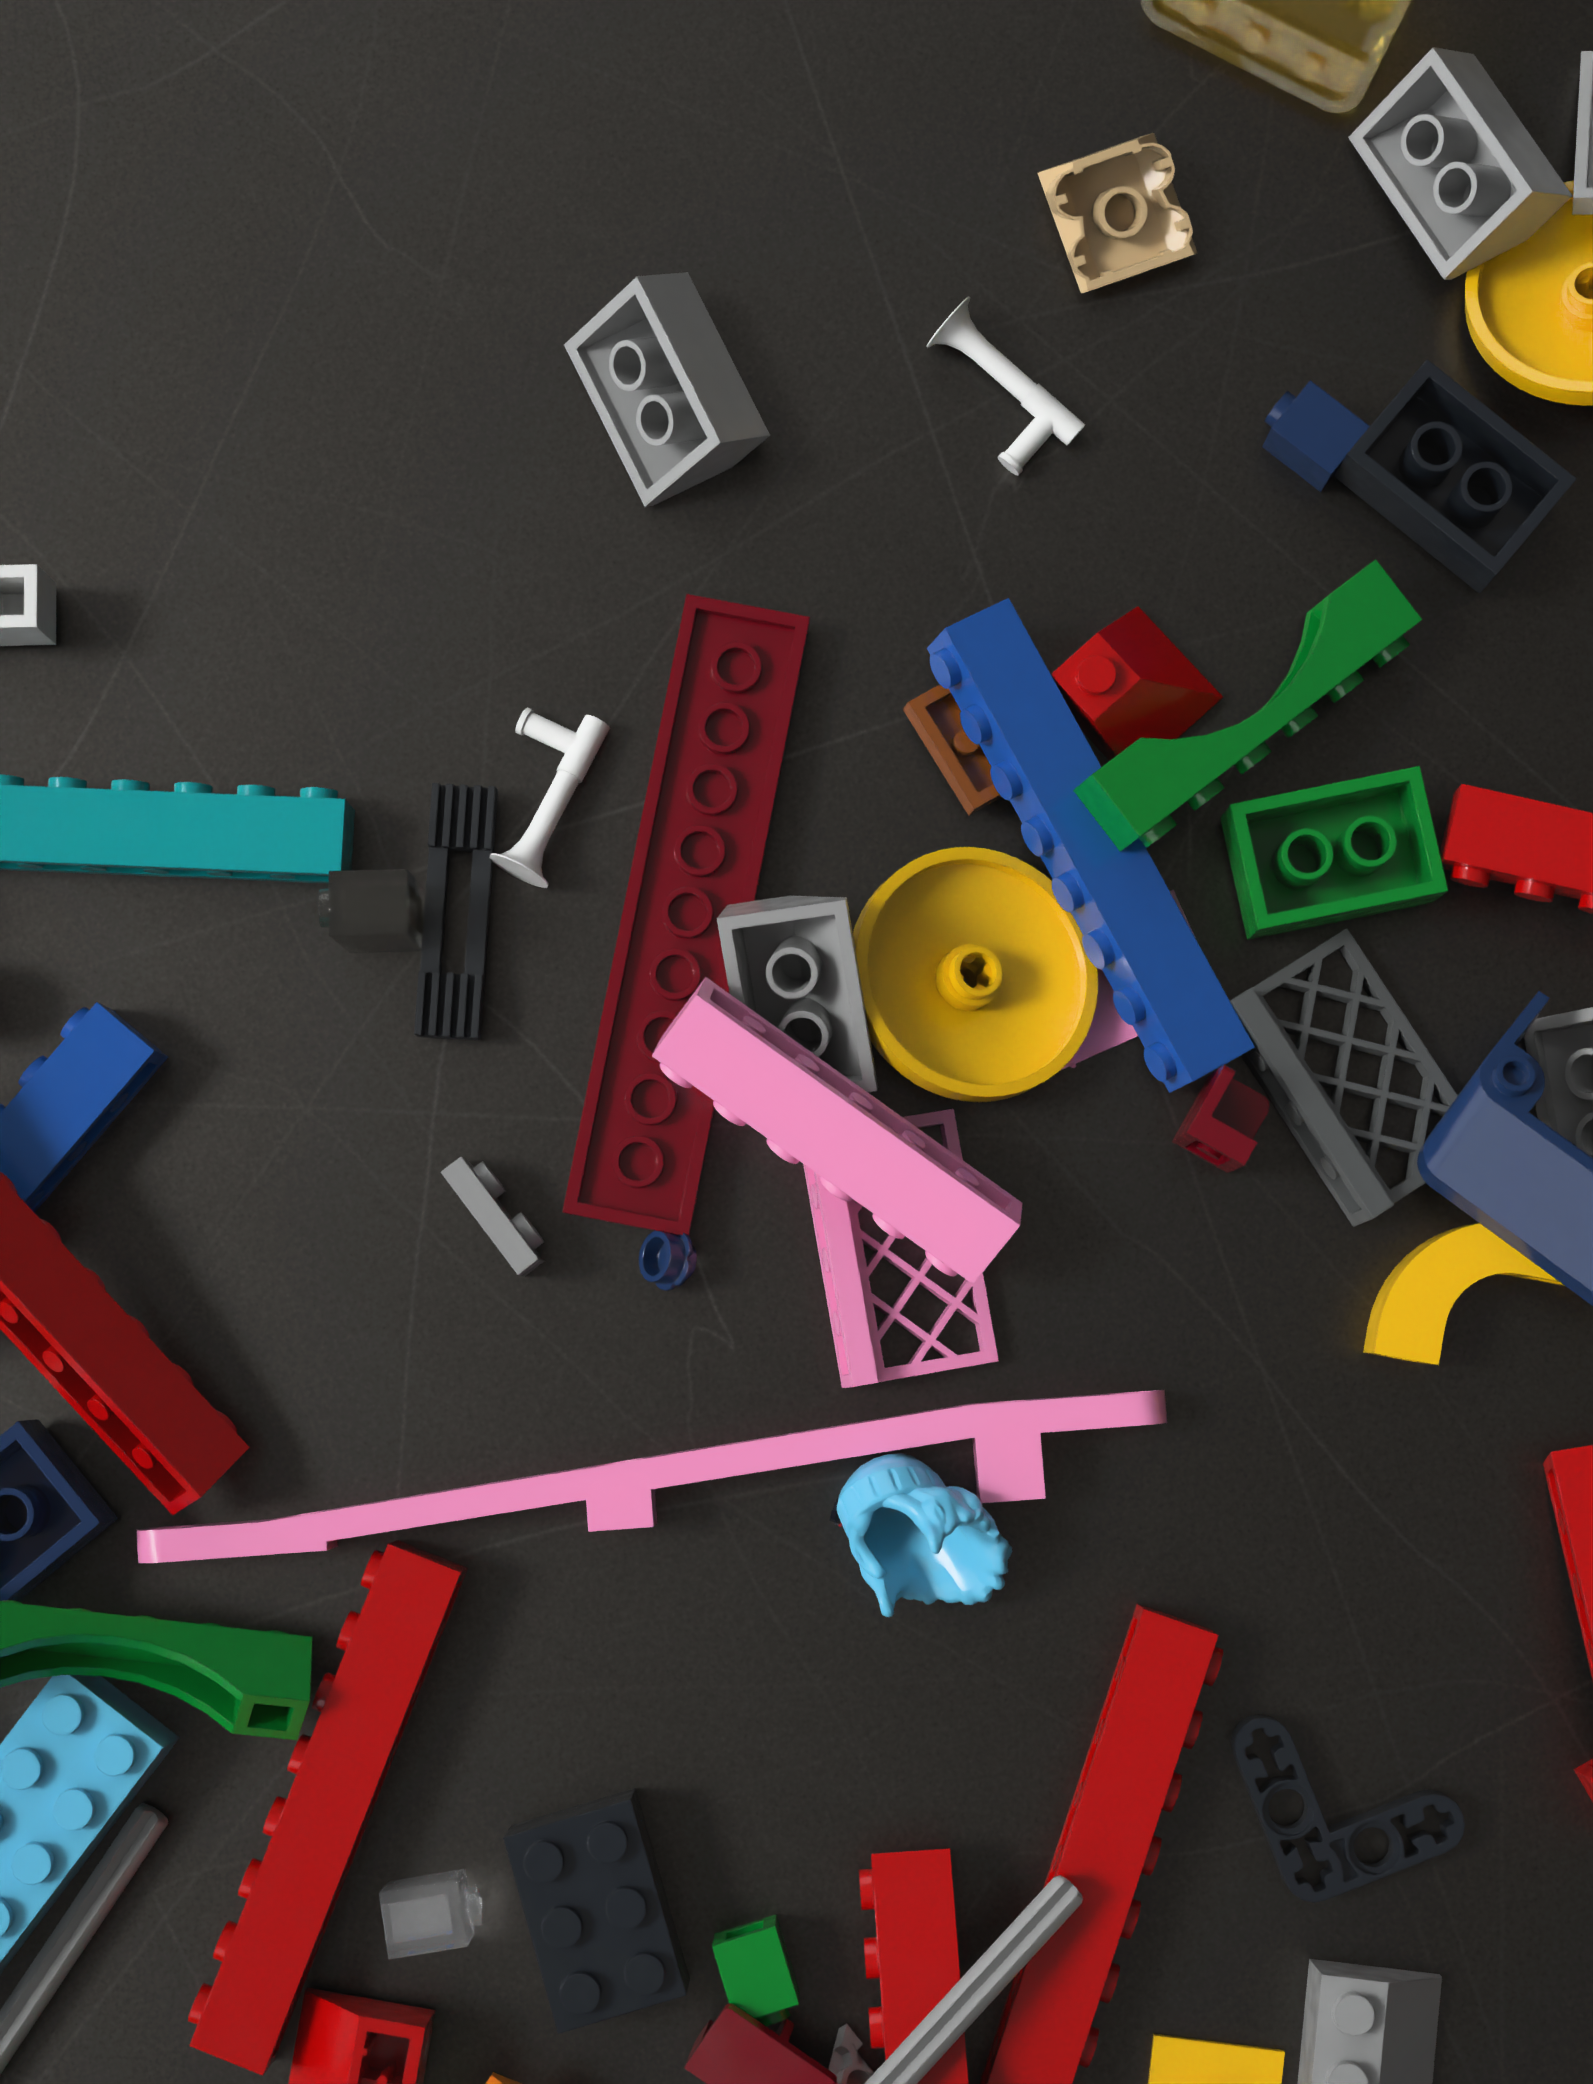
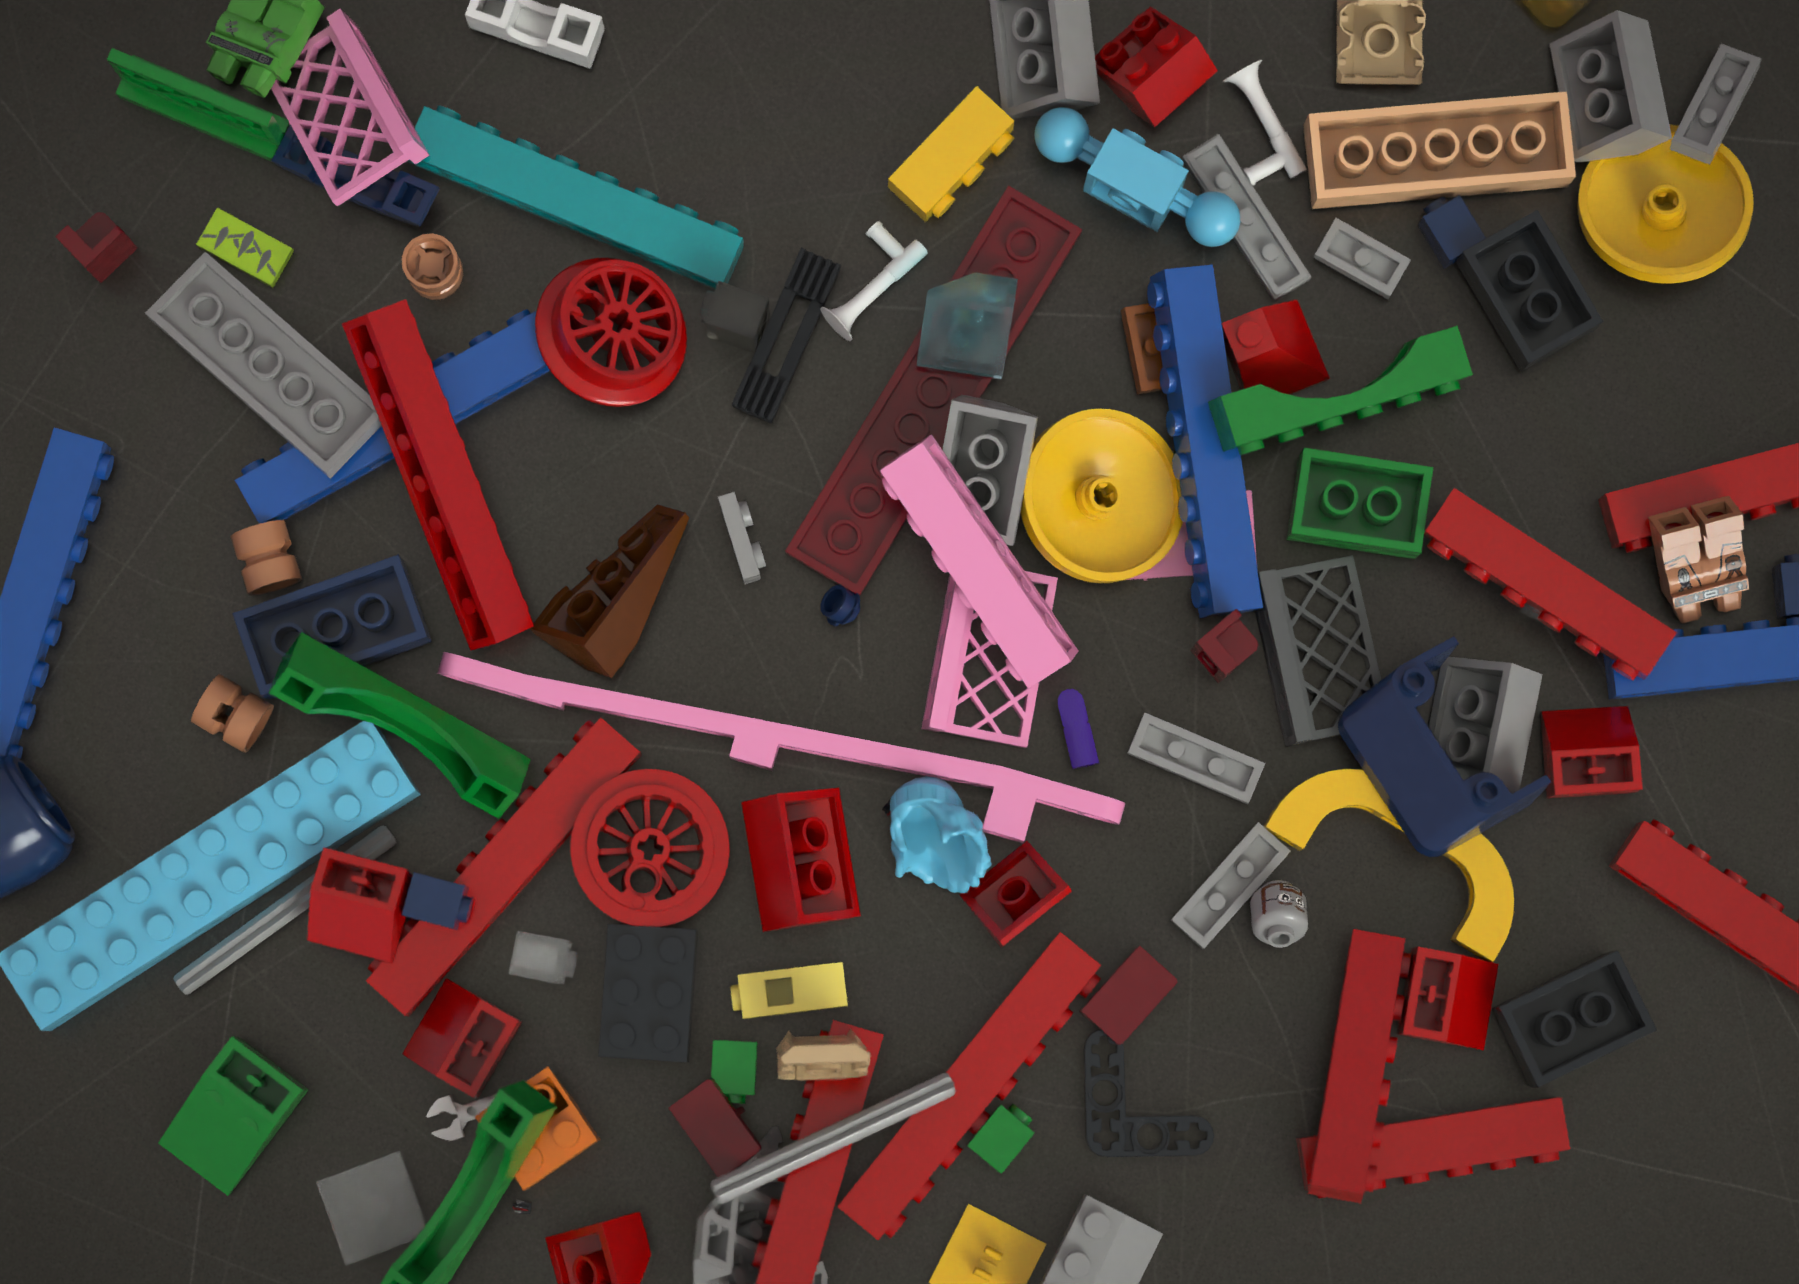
camera: 10 degrees right, 0 degrees up
(139, 1943) = (357, 905): none -> red slope
(174, 1065) = (562, 323): none -> red piece
(247, 1900) = (437, 901): none -> dark blue brick
(346, 1385) = (608, 609): none -> reddish brown wedge
(540, 1796) = (643, 908): none -> red piece
(594, 580) = (952, 155): none -> yellow brick
(701, 805) = (968, 325): none -> clear light blue slope
(742, 1638) = (800, 859): none -> red slope
(795, 1830) = (790, 990): none -> light yellow brick
(826, 358) = (1154, 65): none -> red slope
(859, 517) = (1136, 177): none -> medium azure brick
(874, 1917) = (822, 1057): none -> tan slope
(1027, 520) = (1258, 233): none -> light grey tile
(1059, 1311) = (1077, 729): none -> dark purple bar
(1061, 1576) = (1015, 893): none -> red slope
(1168, 1928) = (1002, 1136): none -> green brick
(1206, 517) = (1362, 258): none -> light grey plate
(1238, 1290) = (1196, 758): none -> light grey plate
(1258, 329) = (1439, 150): none -> light nougat brick
(1270, 1661) = (1129, 995): none -> dark red panel
(1352, 1450) = (1230, 885): none -> light grey plate
(1437, 1467) = (1279, 914): none -> light grey head

